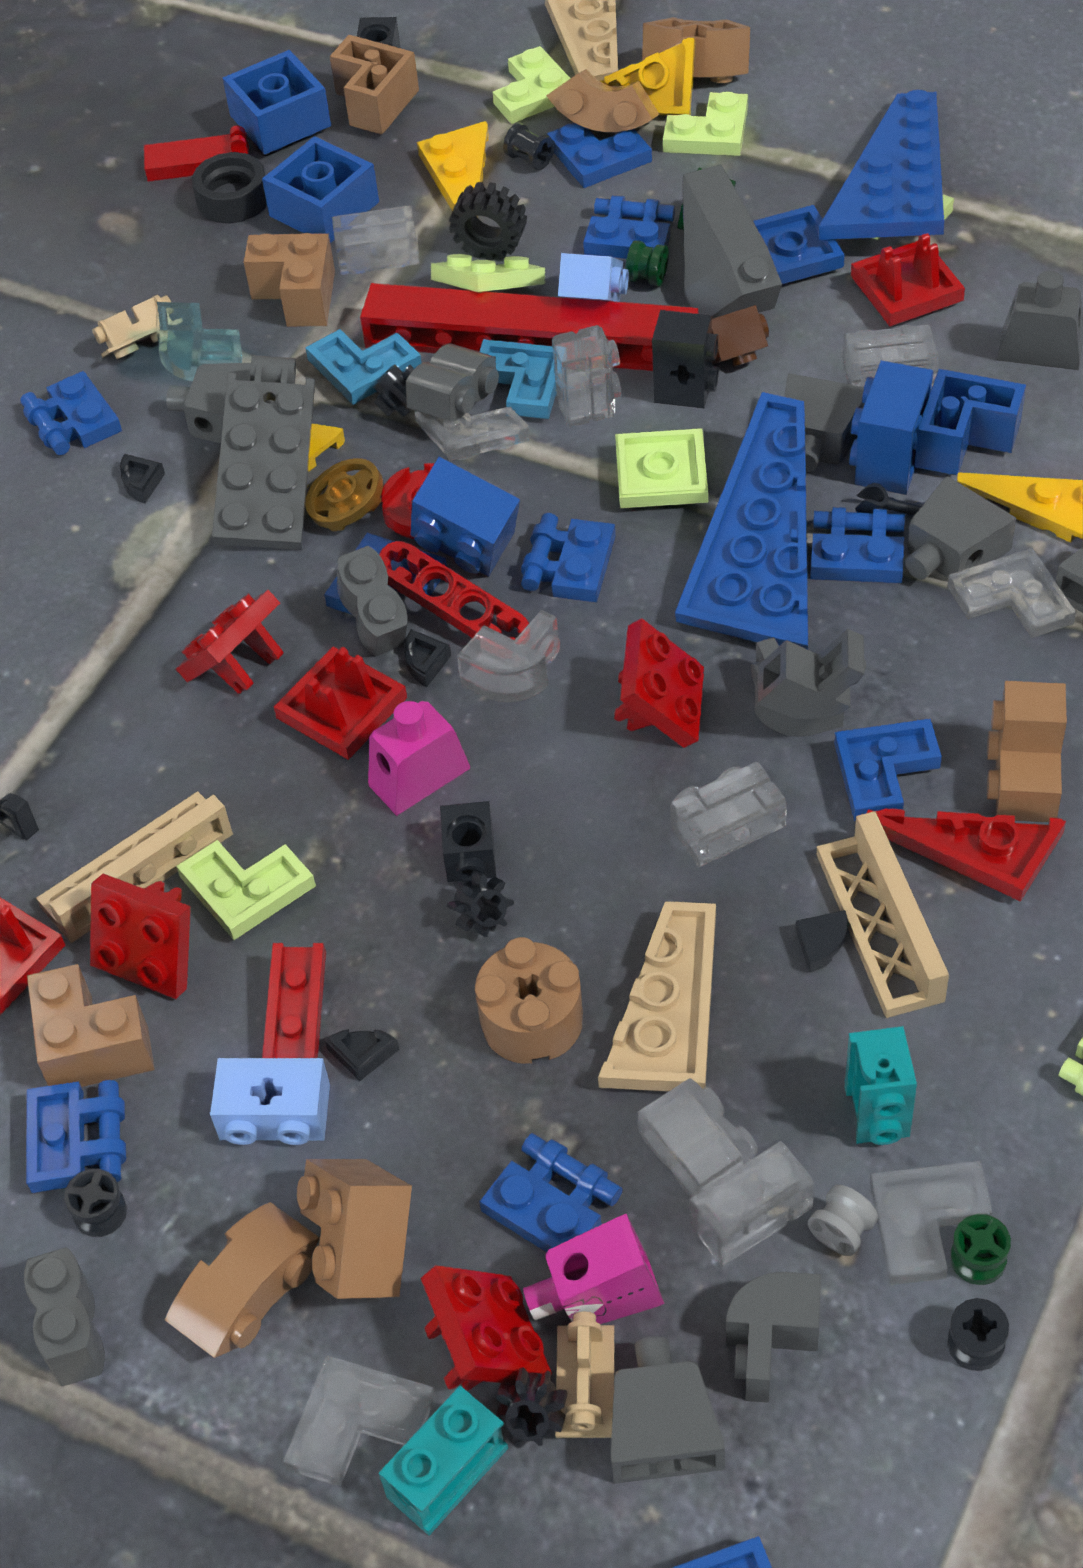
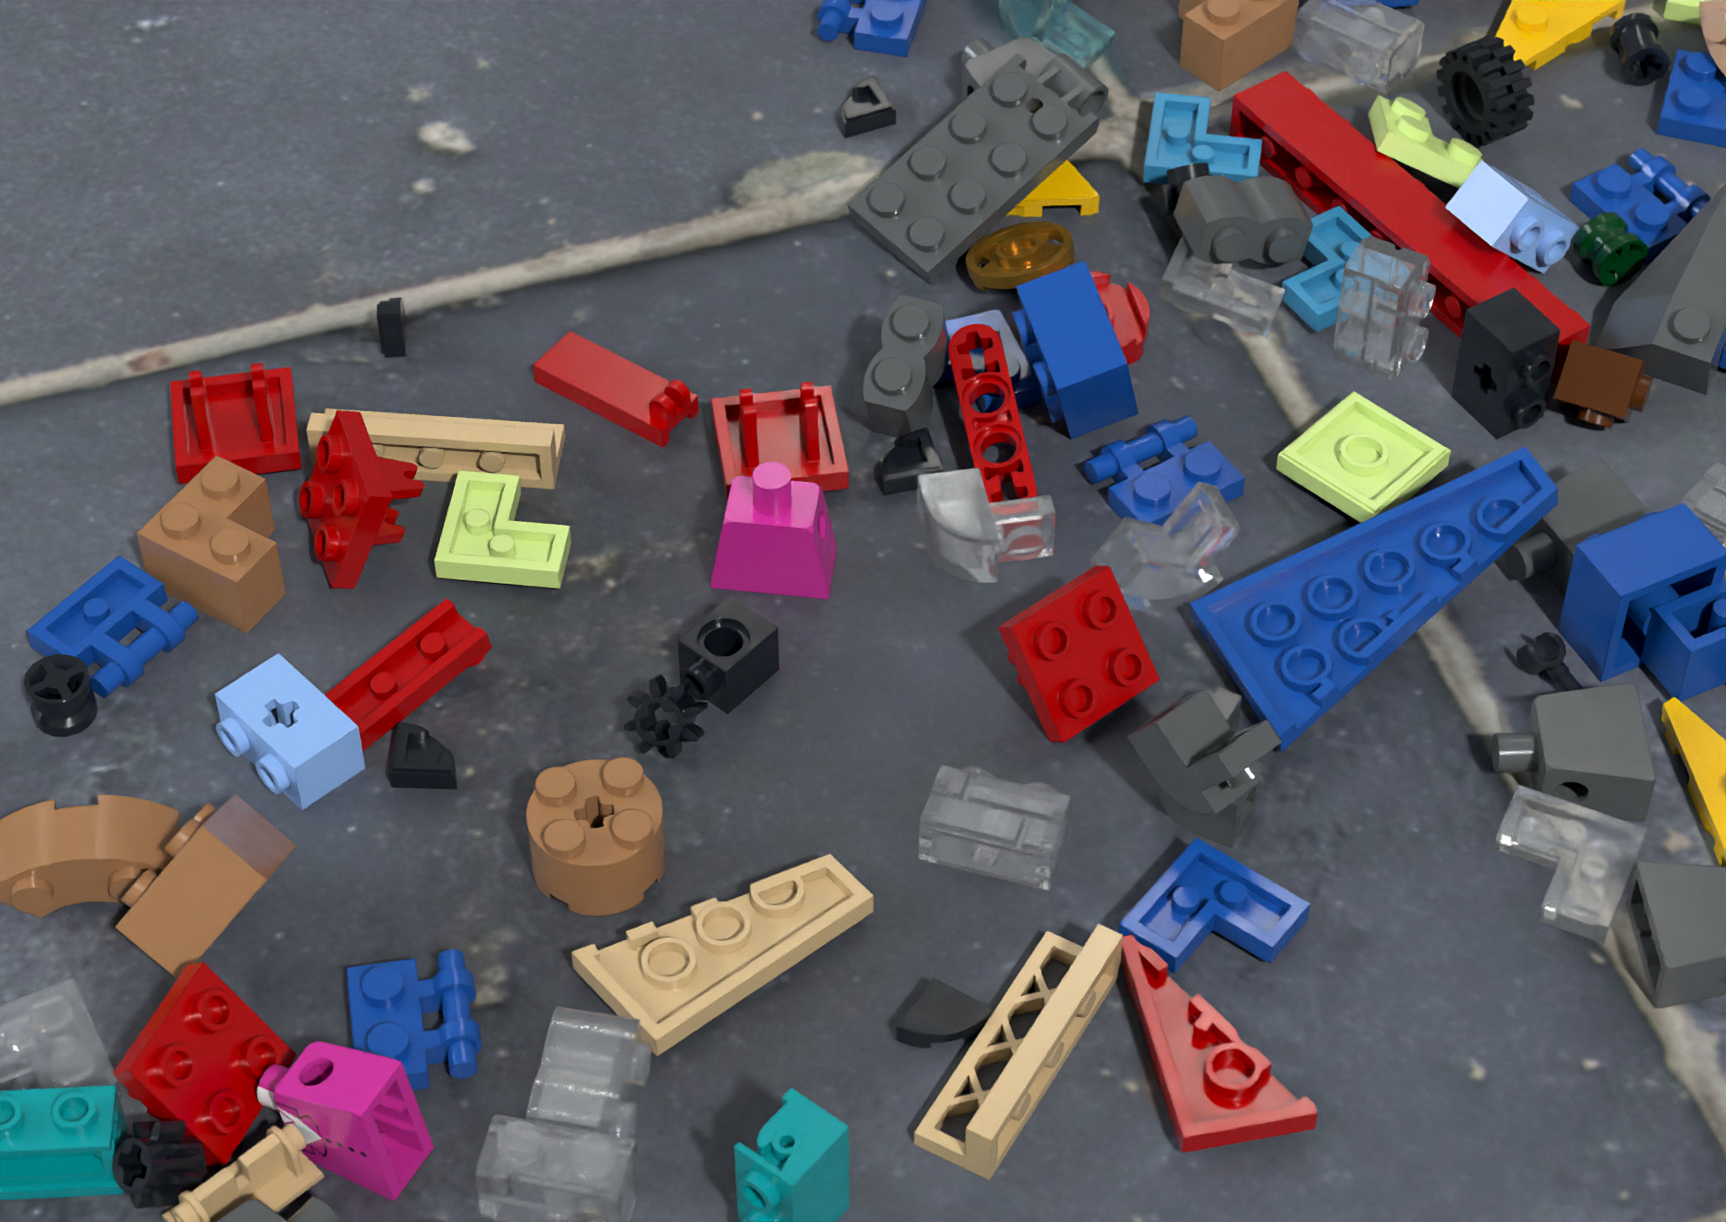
camera: 40 degrees right, 5 degrees down
(199, 747) = (615, 388): none -> red hinge
(230, 628) = (766, 296): red plate -> none
(638, 589) = (1174, 561): none -> clear brick
(857, 556) = (1459, 700): blue plate -> none
(1027, 750) = (1365, 1017): medium nougat brick -> none

